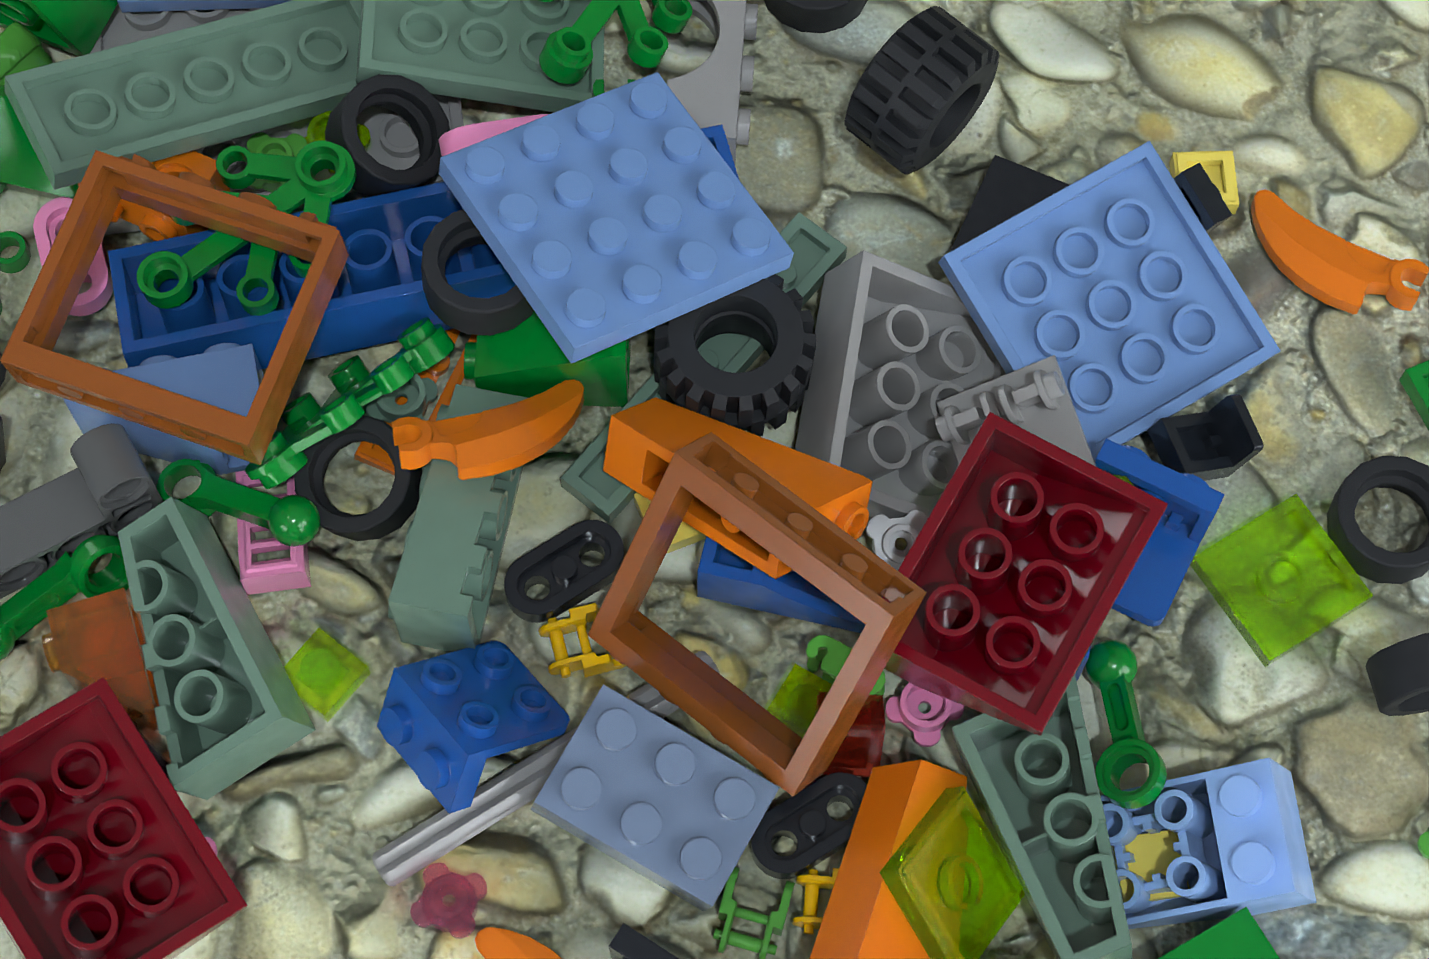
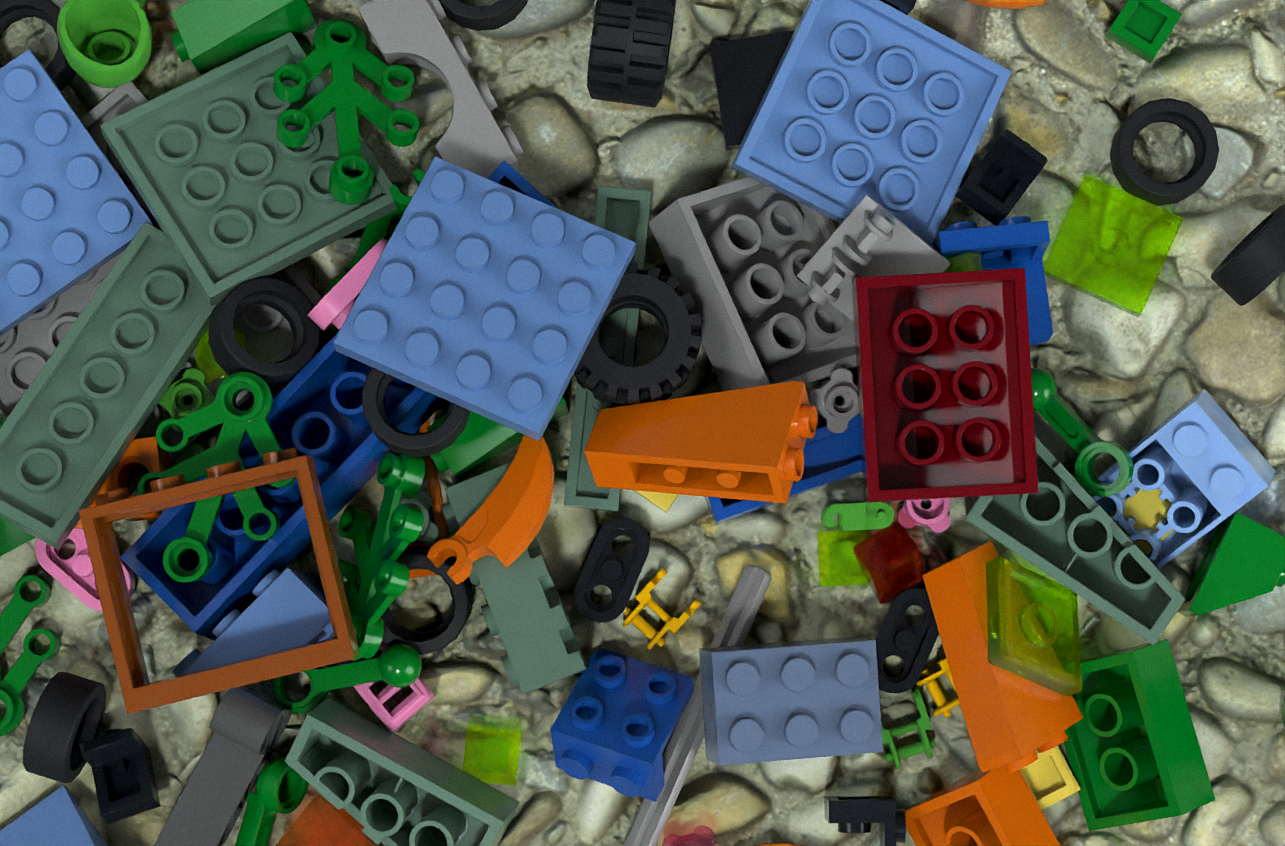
camera: 30 degrees left, 15 degrees up
(804, 543) = (791, 479): dark orange window -> none

